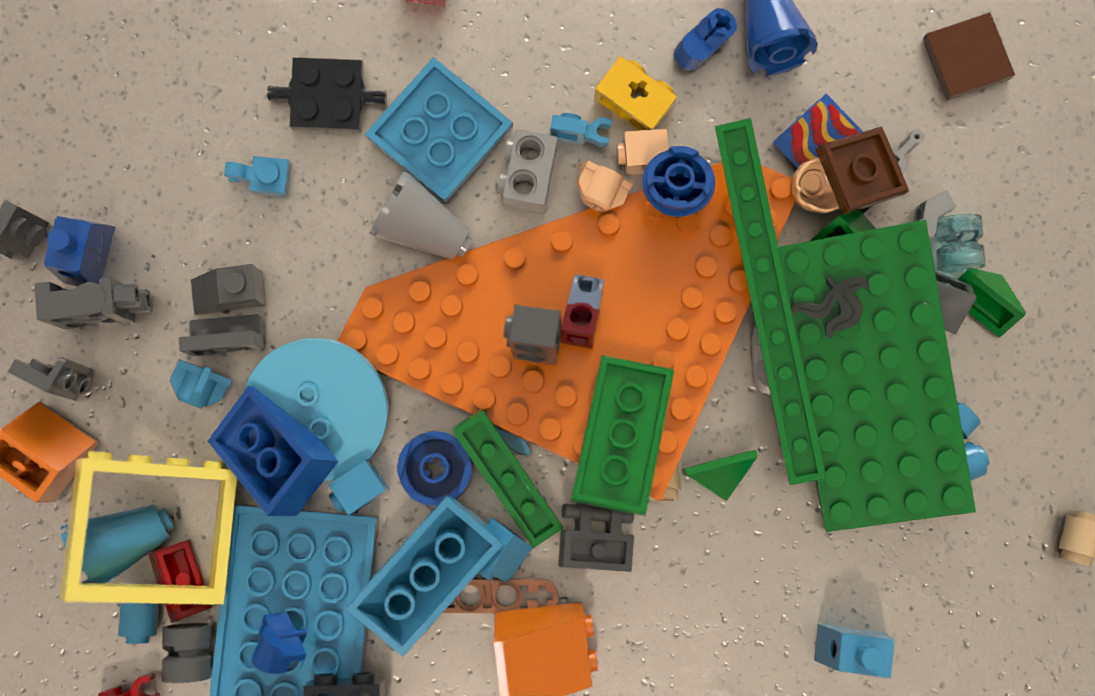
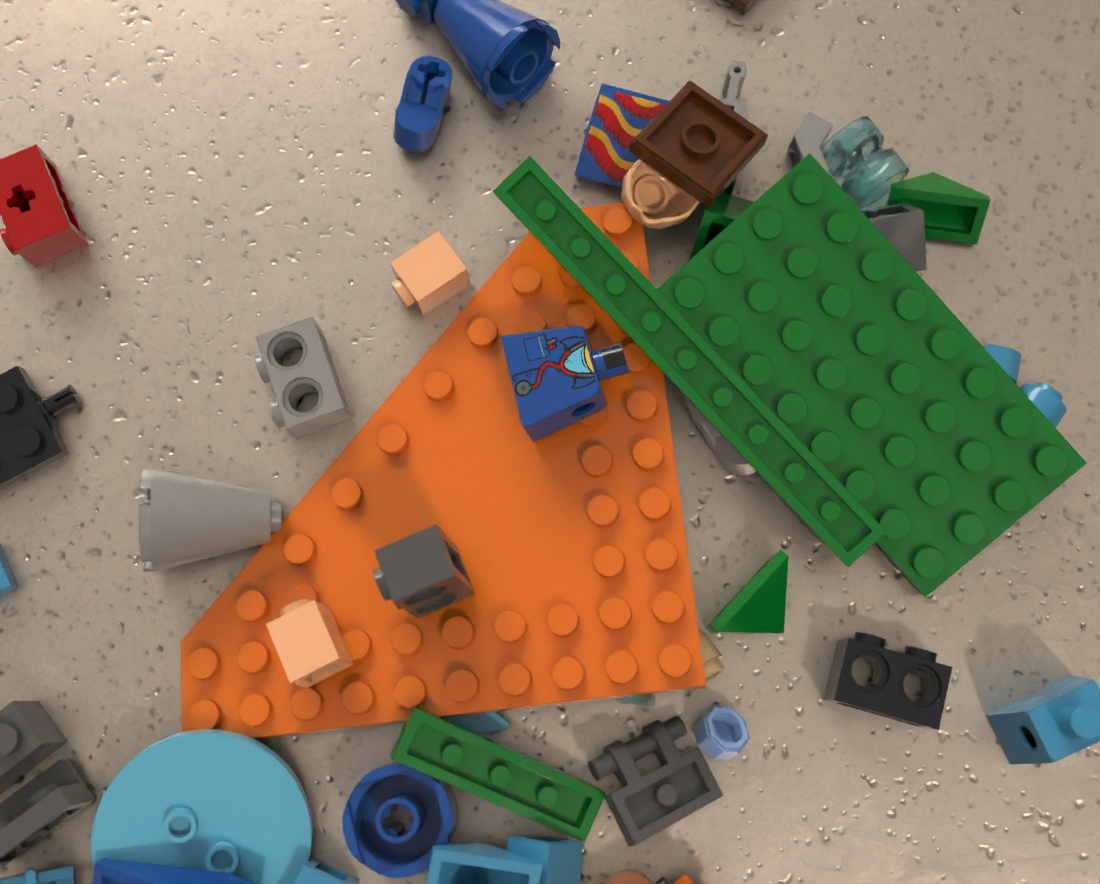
camera: 25 degrees left, 5 degrees down
(439, 130) = (163, 394): dark azure plate -> none
(442, 334) = (309, 642): none -> light nougat brick
(572, 129) = (330, 297): dark azure plate -> none
(582, 311) = (467, 509): dark red leg -> none
(601, 187) = (402, 345): light nougat piece -> none
(623, 436) = (609, 634): green tile -> none
(630, 78) = (360, 198): yellow brick -> none
(652, 535) = (721, 733): none -> light blue tile
(678, 181) = (490, 283): blue cone -> none
(685, 265) = (559, 377): none -> blue torso
(765, 572) = (885, 692): none -> black brick
(849, 305) = (783, 306): pearl dark grey piece -> none

